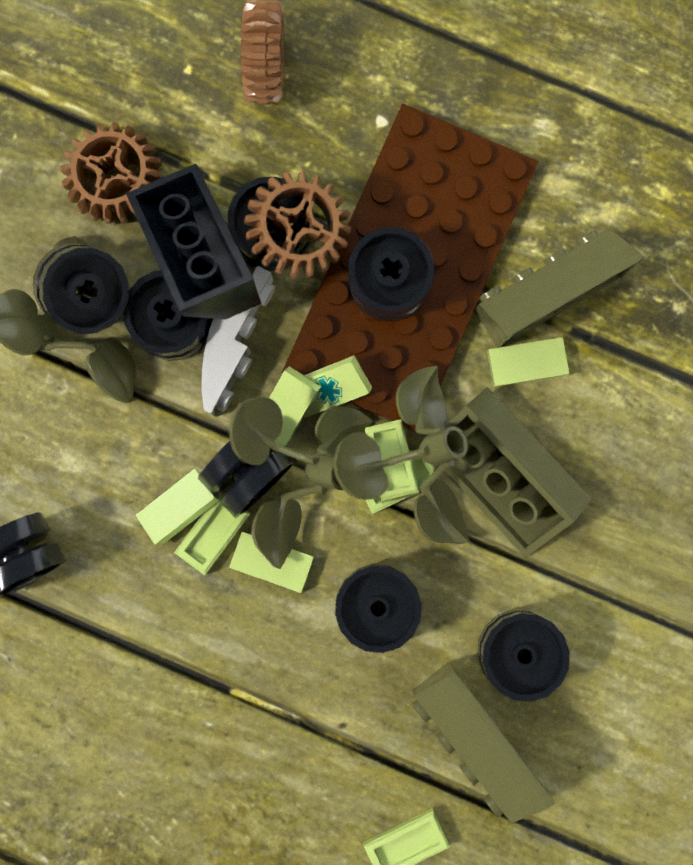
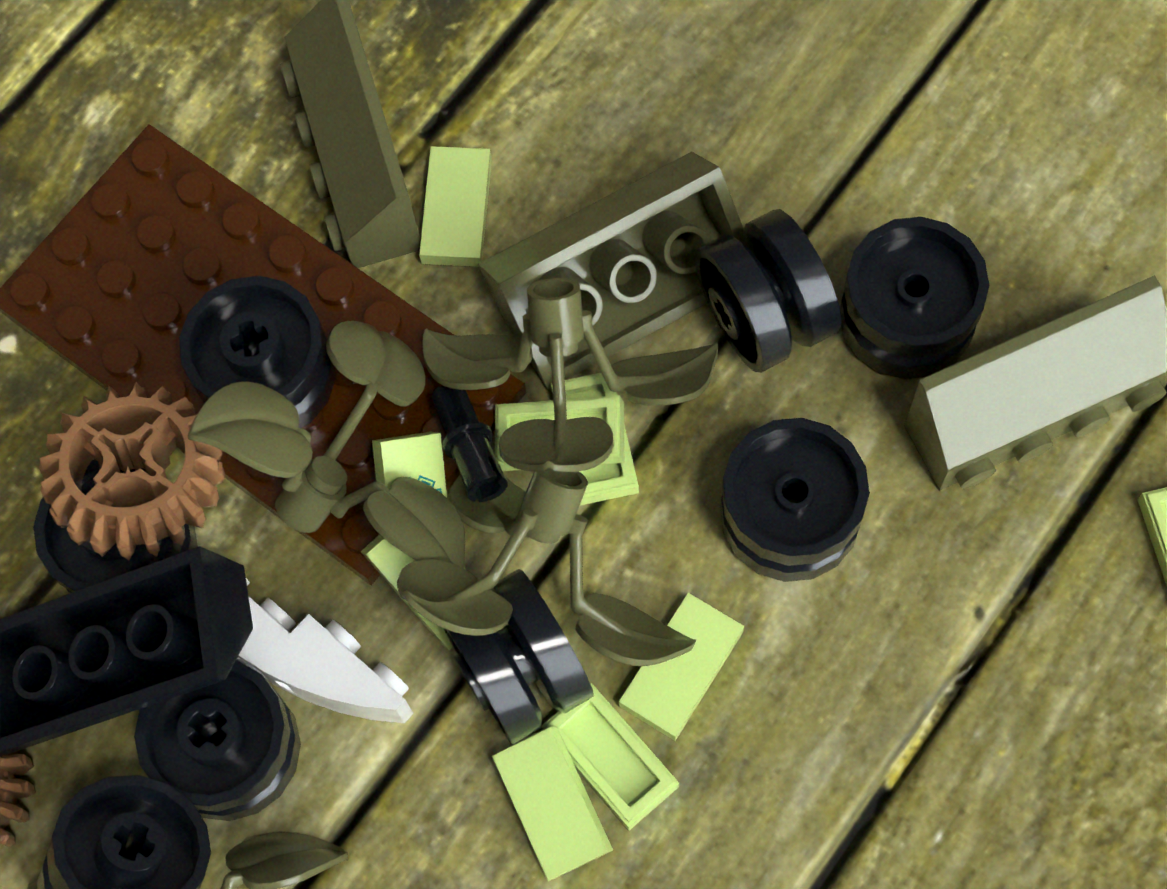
camera: 75 degrees left, 15 degrees down
(318, 296) = (263, 433): none -> olive plant
(366, 411) = (469, 445): none -> black axle
(508, 572) = (768, 290): none -> black wheel

